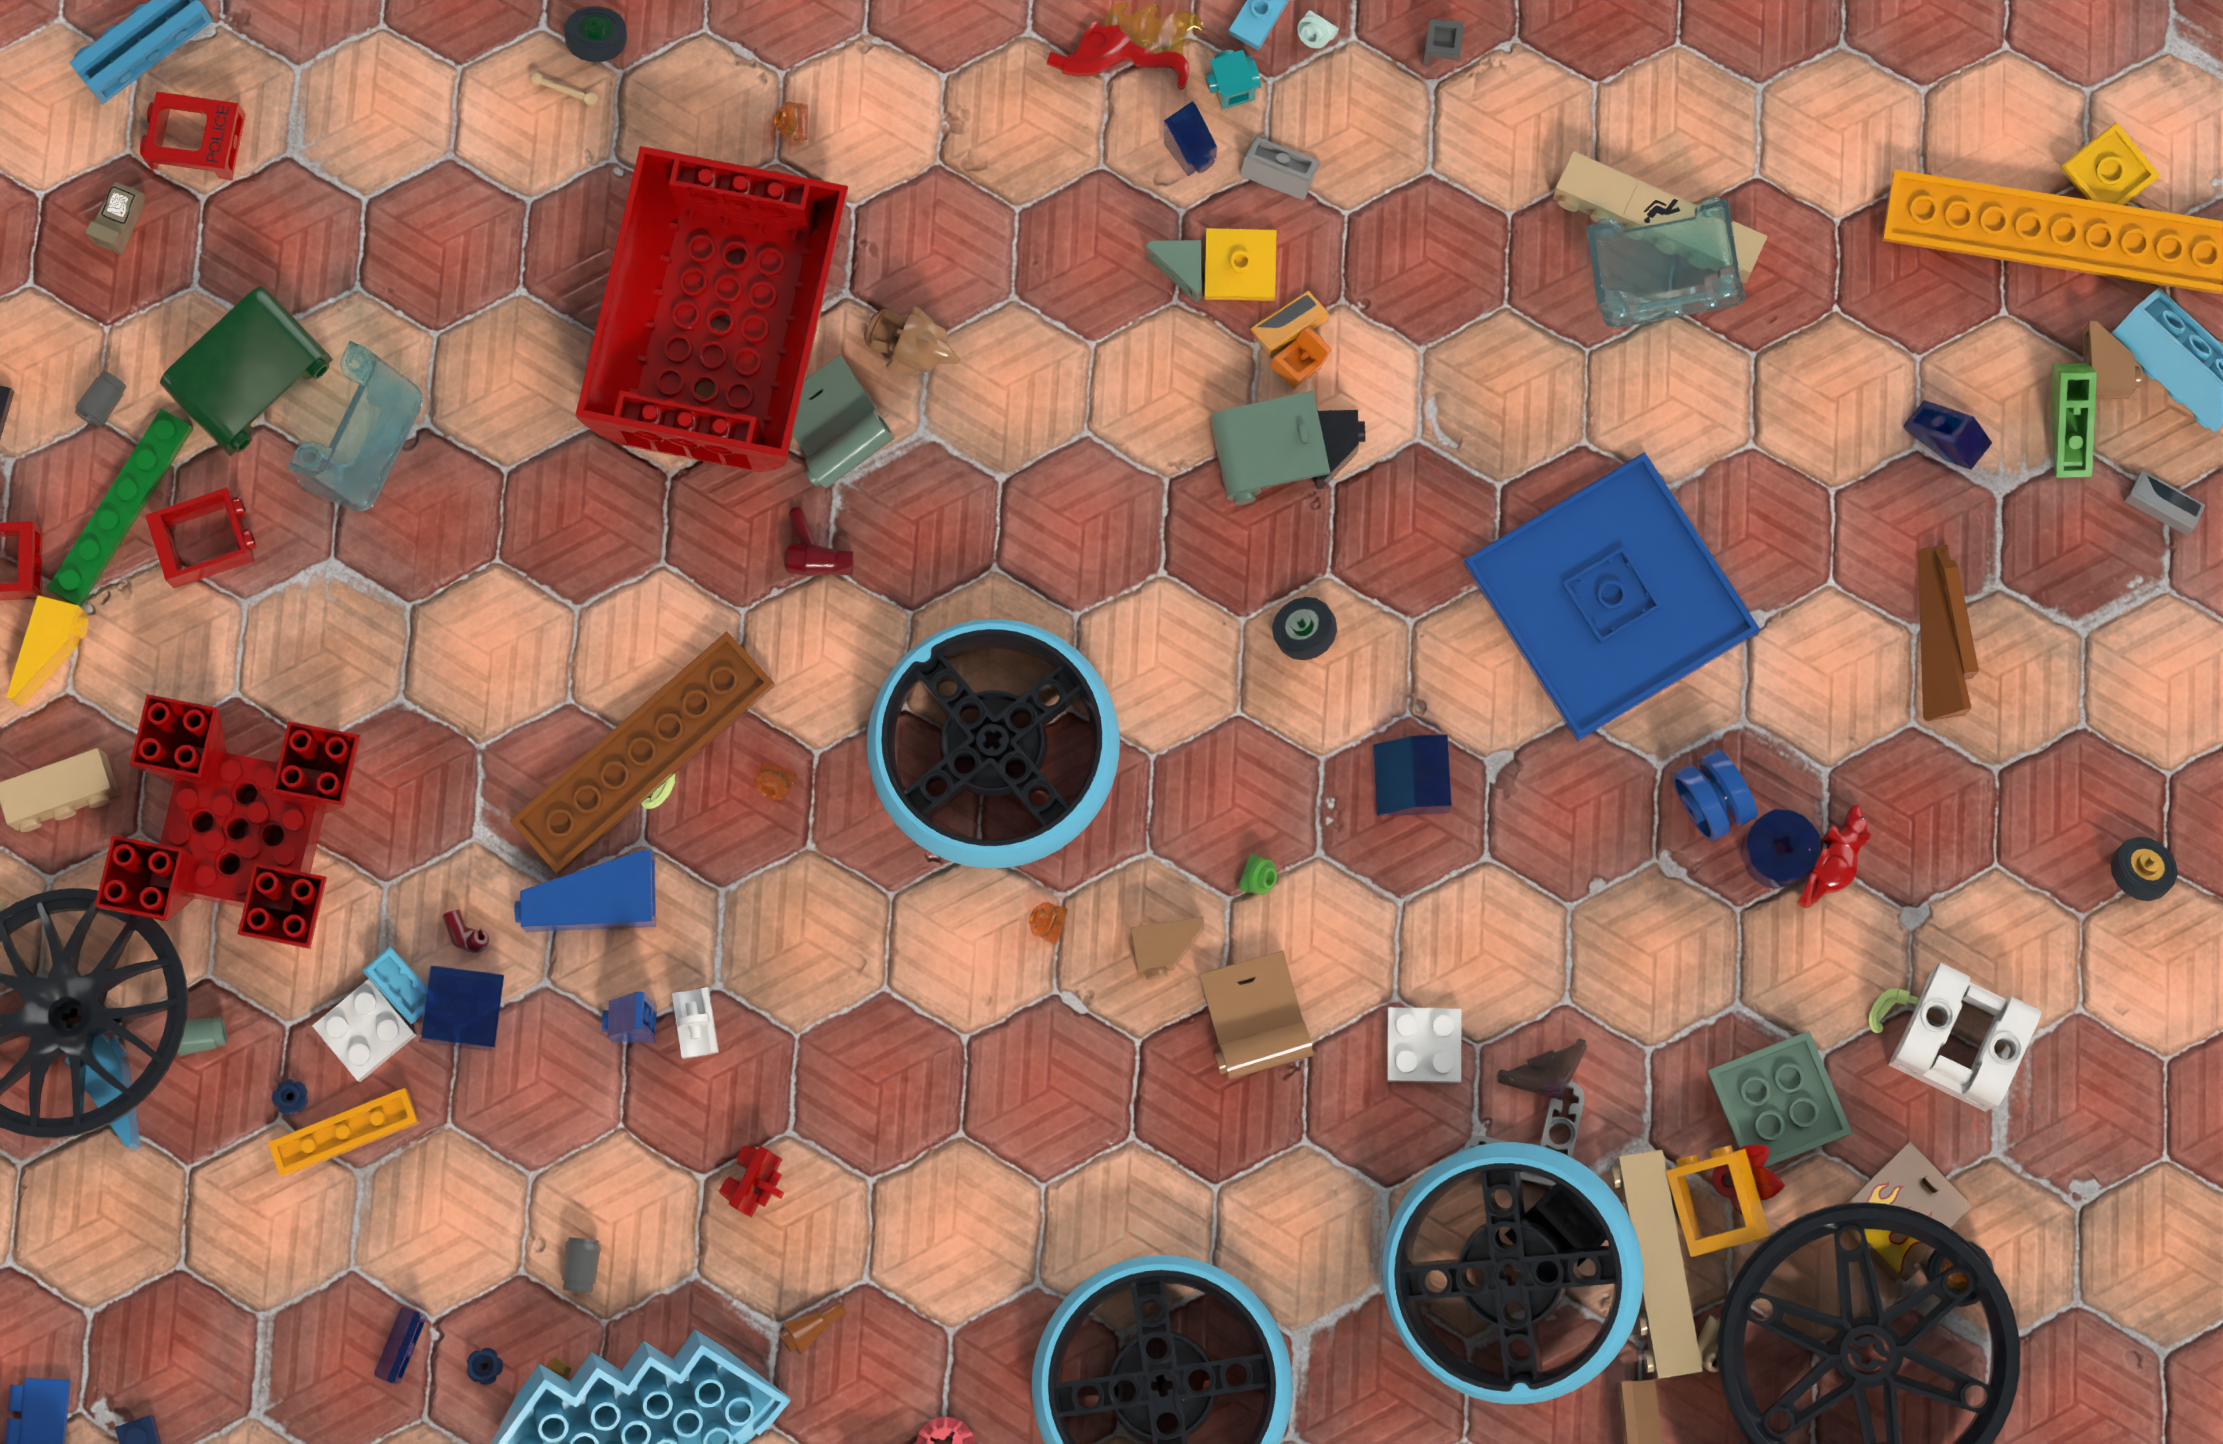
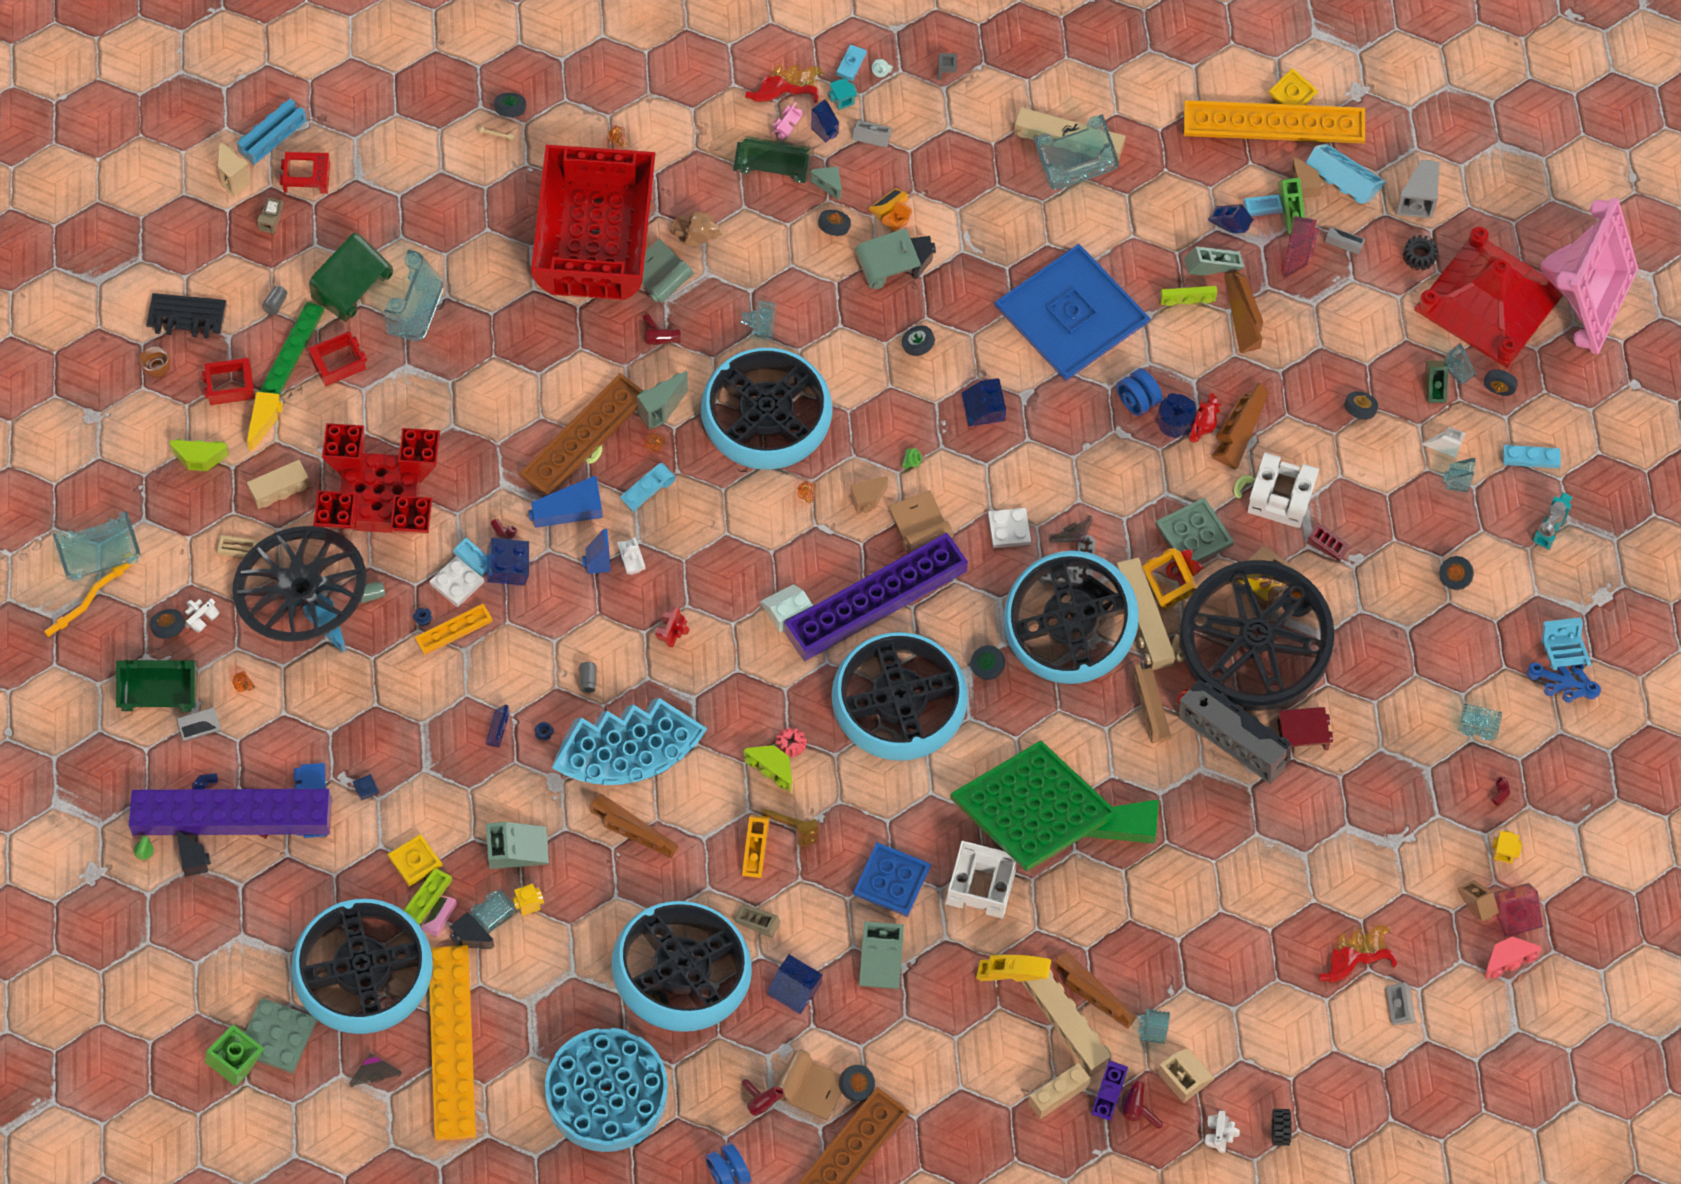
camera: 15 degrees left, 15 degrees down
(51, 119) = (232, 170): none -> tan slope
(748, 876) = (647, 486): none -> medium azure plate
(791, 709) = (660, 401): none -> sand green slope
(803, 1331) = (707, 696): dark orange cone -> none
(976, 1162) = (786, 605): none -> light aqua slope
(1012, 546) = (762, 319): none -> clear light blue hinge
(1082, 200) = (773, 157): none -> clear green windscreen
(1108, 134) = (782, 125): none -> bright pink hinge
(1146, 1168) = (875, 597): none -> dark purple brick
(1178, 356) = (834, 222): none -> black wheel
(1240, 264) = (859, 179): yellow plate -> none
(1341, 1331) = (987, 662): none -> black wheel
(1841, 592) = (1188, 295): none -> lime plate
(1899, 522) = (1212, 261): none -> sand green slope
(1899, 883) = (1239, 427): none -> dark orange wedge
(2015, 411) = (1263, 205): none -> medium azure plate
(2021, 1125) = (1326, 534): none -> dark red slope
(2075, 515) = (1301, 244): none -> clear pink slope

